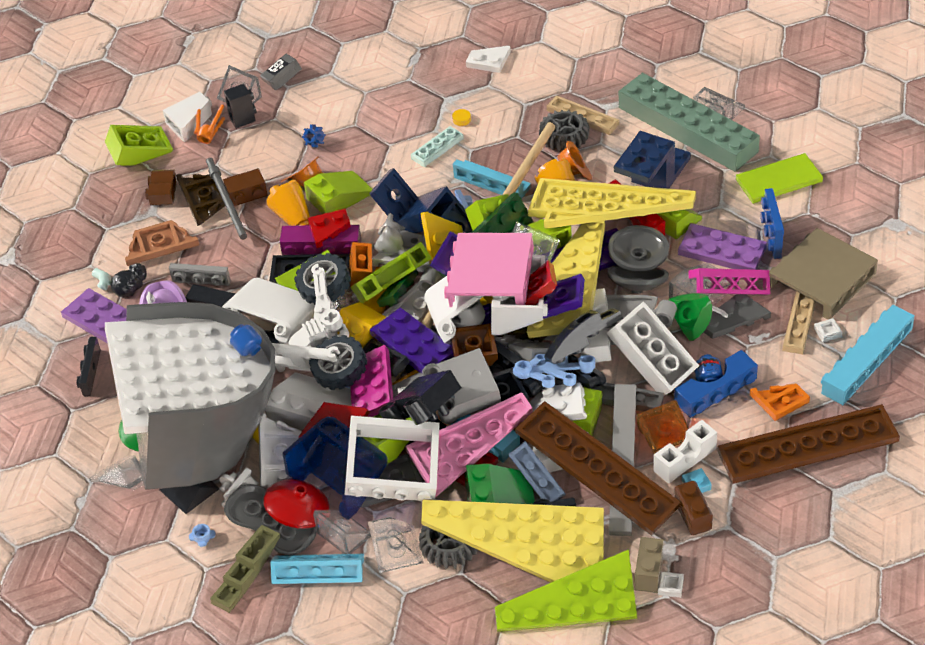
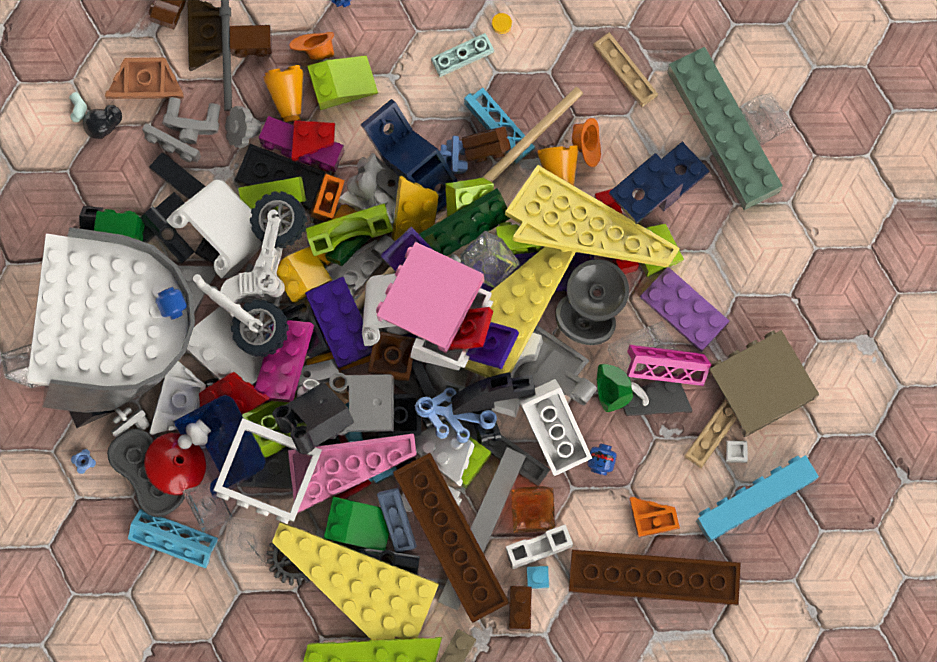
camera: 15 degrees right, 30 degrees up
(88, 366) = (34, 220): black tile -> none
(92, 311) = (65, 160): medium lavender plate -> none
(162, 292) = (126, 158): lavender hat -> none
(214, 257) = (191, 128): none -> light grey connector
(246, 568) = (109, 516): olive slope -> none
(260, 241) = (241, 127): none -> light grey plant
(308, 464) = (196, 433): none -> white animal
(487, 183) = (485, 144): none -> reddish brown brick
(568, 127) = (604, 102): dark grey gear -> none
(696, 396) = (577, 484): blue arch -> none
(773, 224) = (740, 307): blue plate -> none
(781, 176) = (781, 239): lime tile -> none

